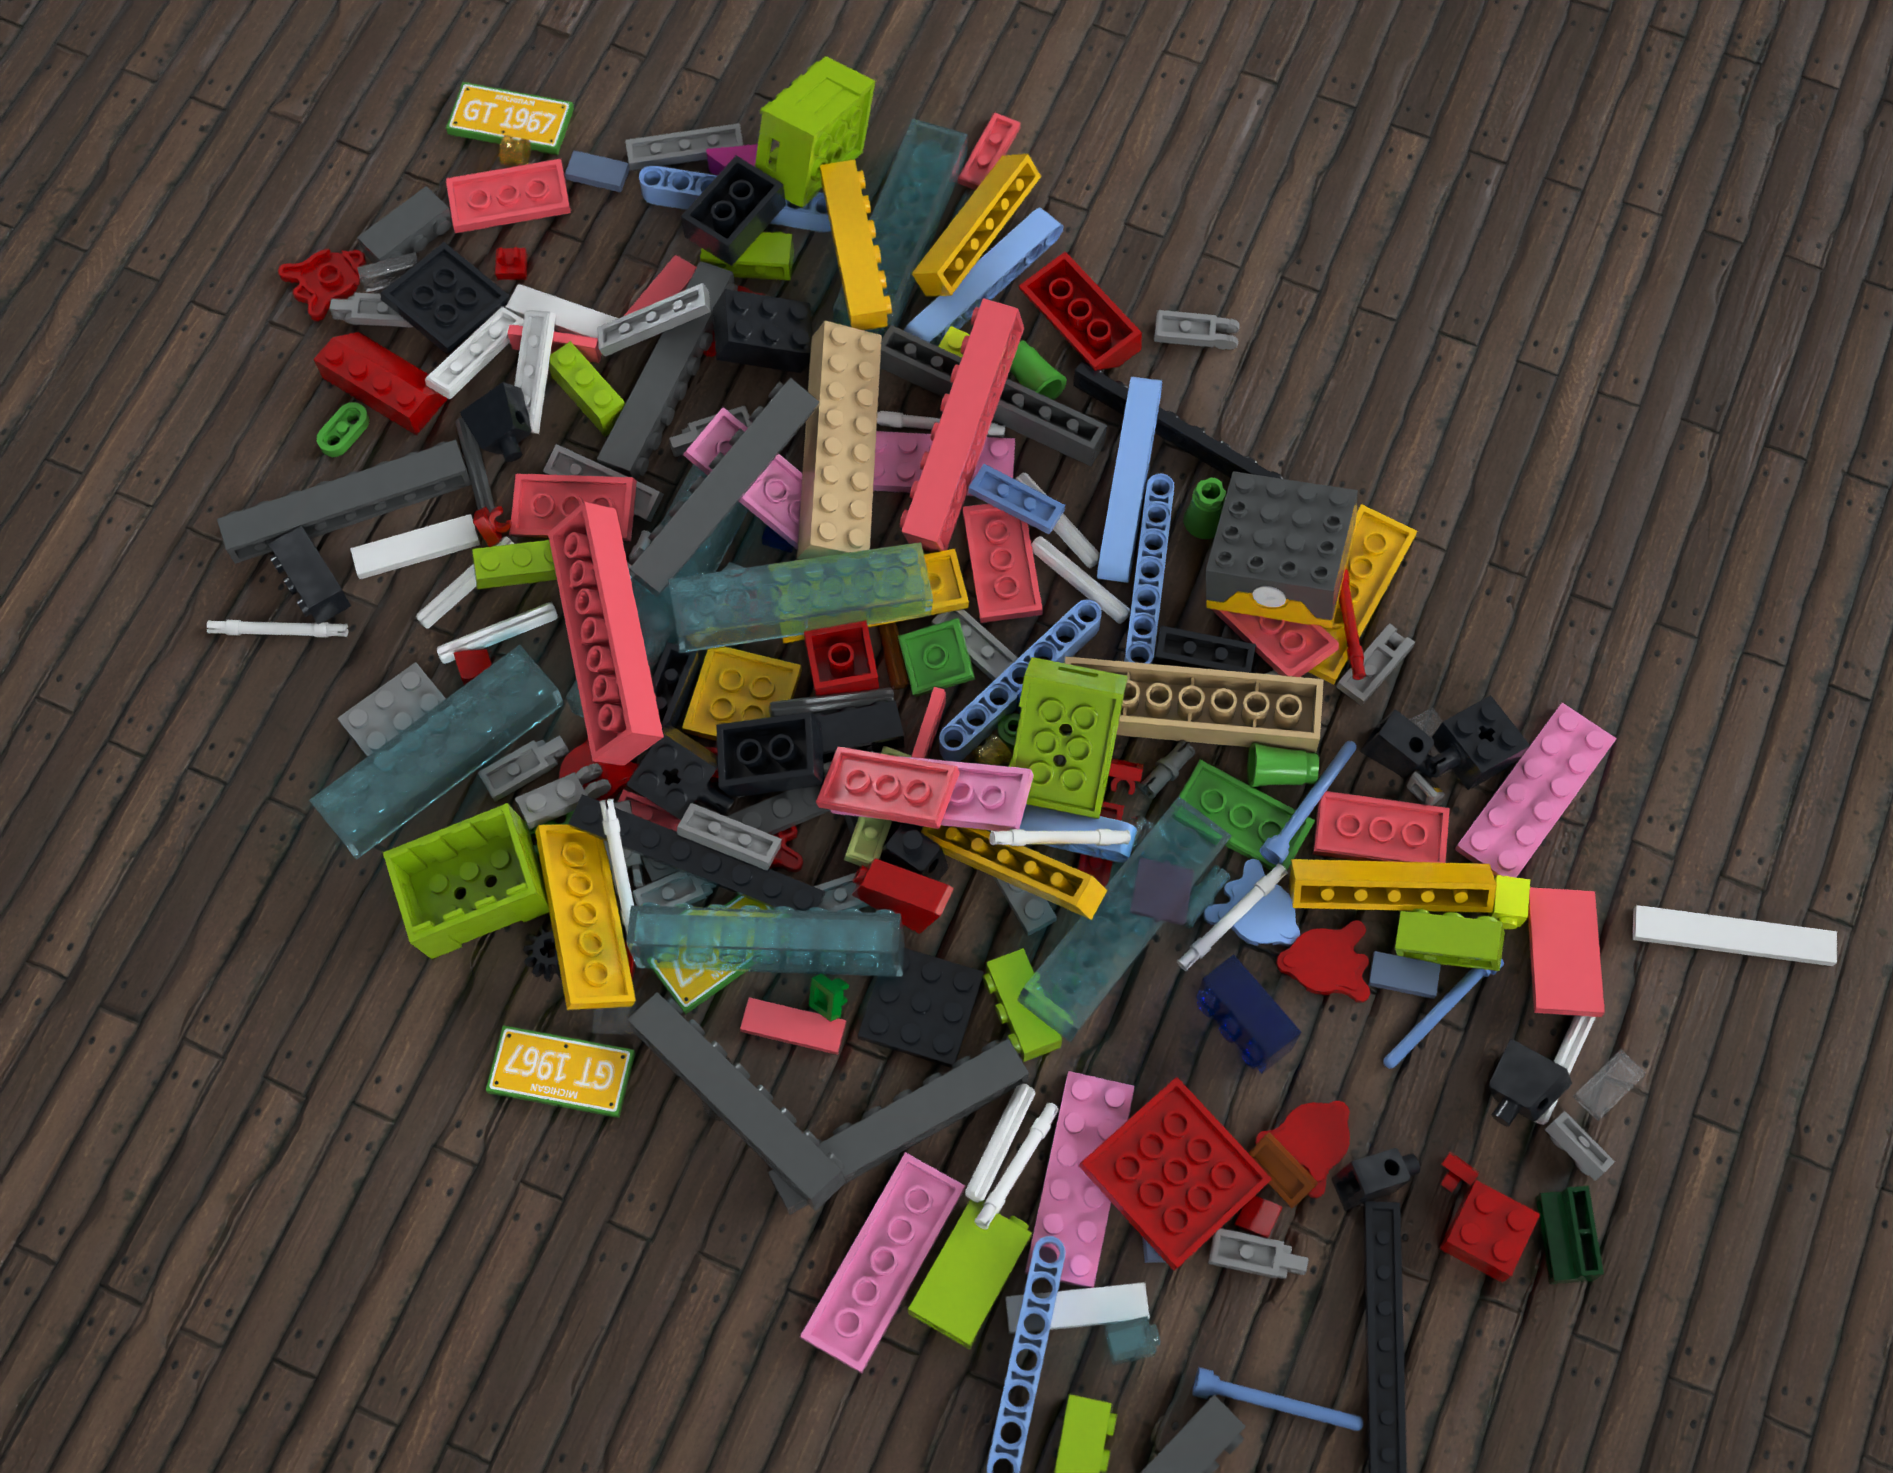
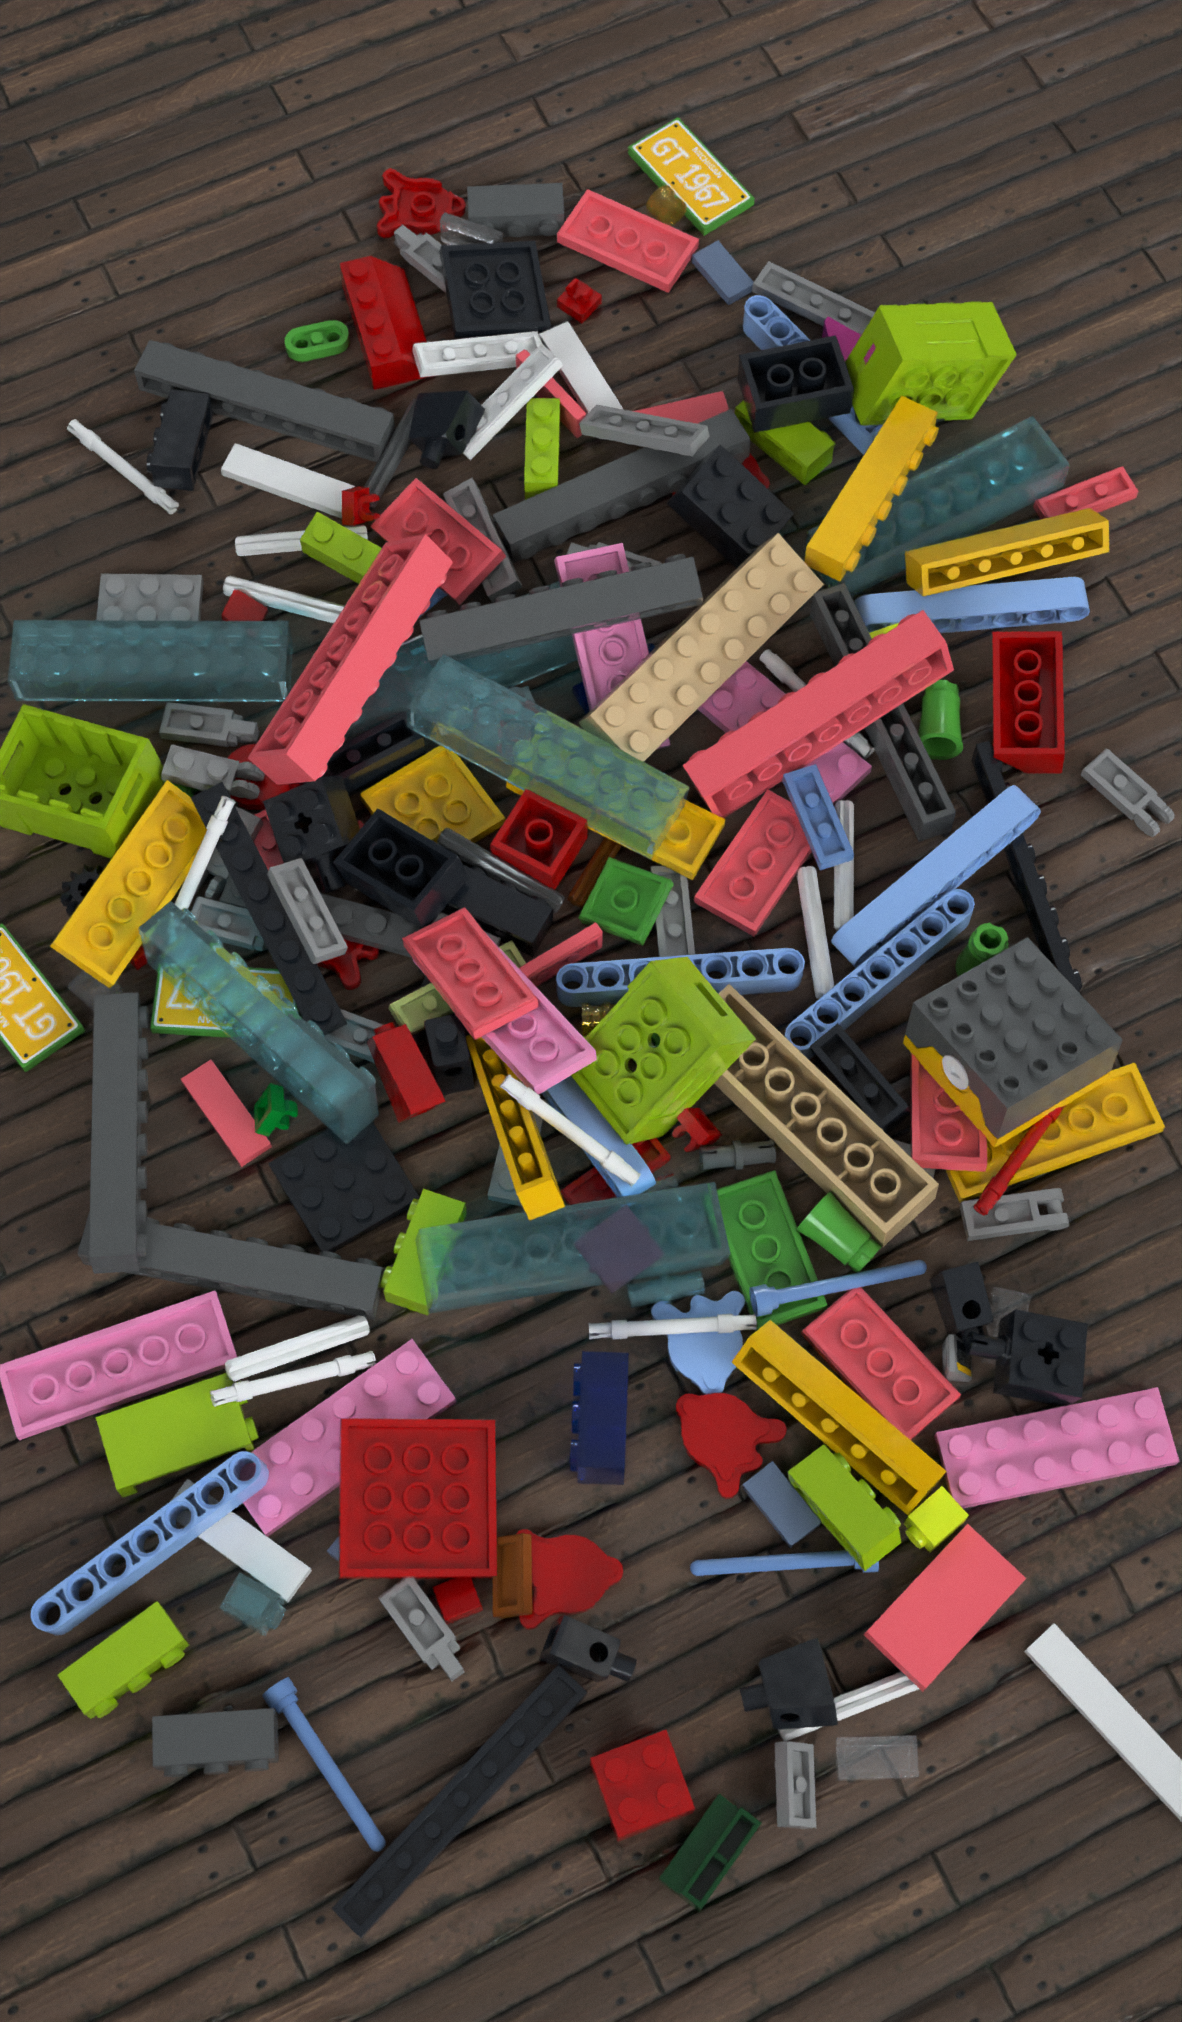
camera: 40 degrees right, 0 degrees up
(1457, 1170) = (665, 1711): red tile -> none

